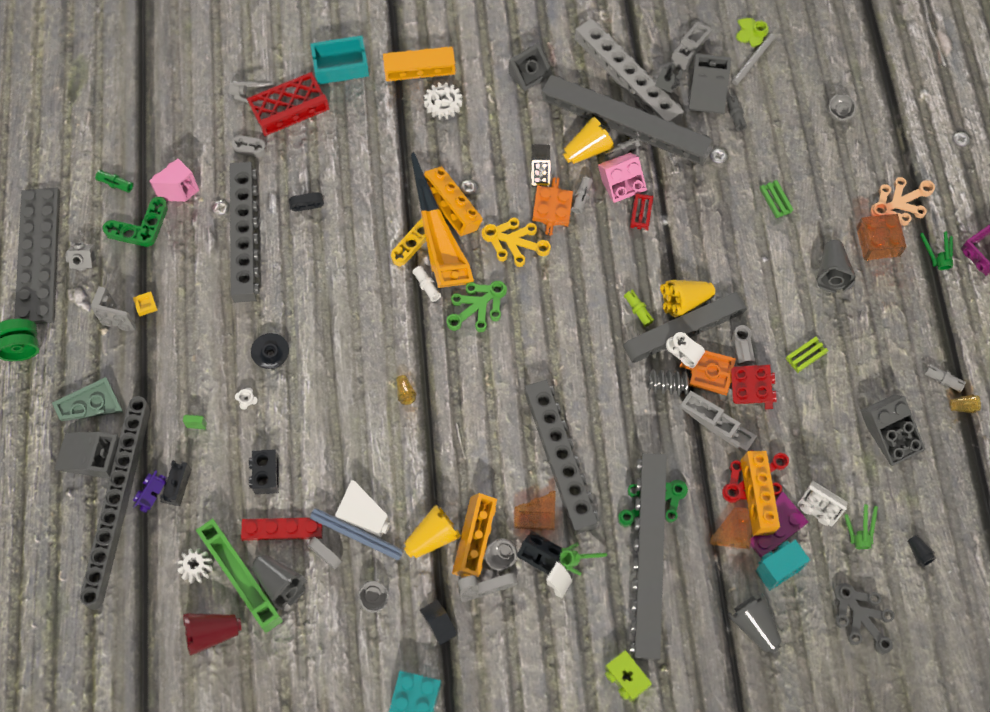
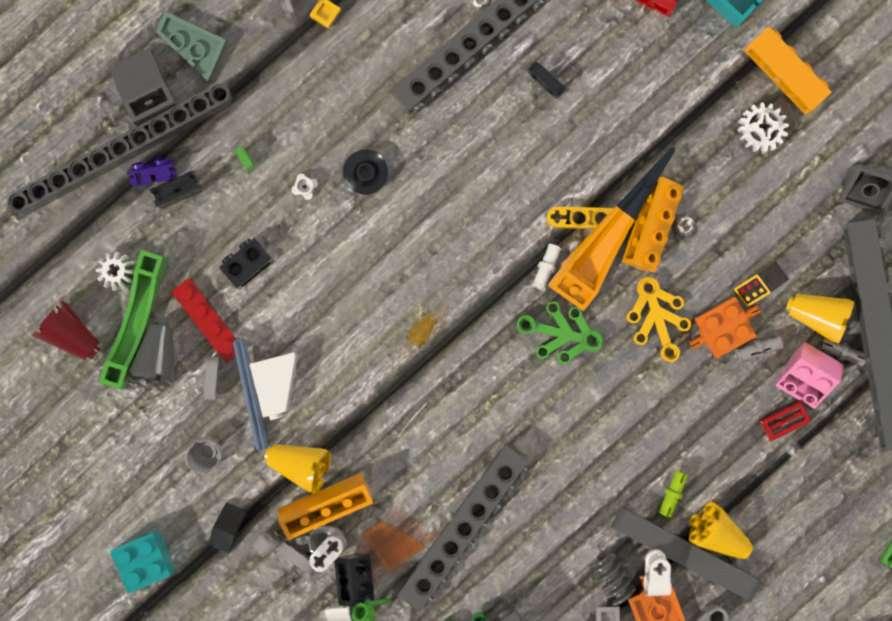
camera: 50 degrees right, 20 degrees up
(503, 555) = (325, 549): none -> beam

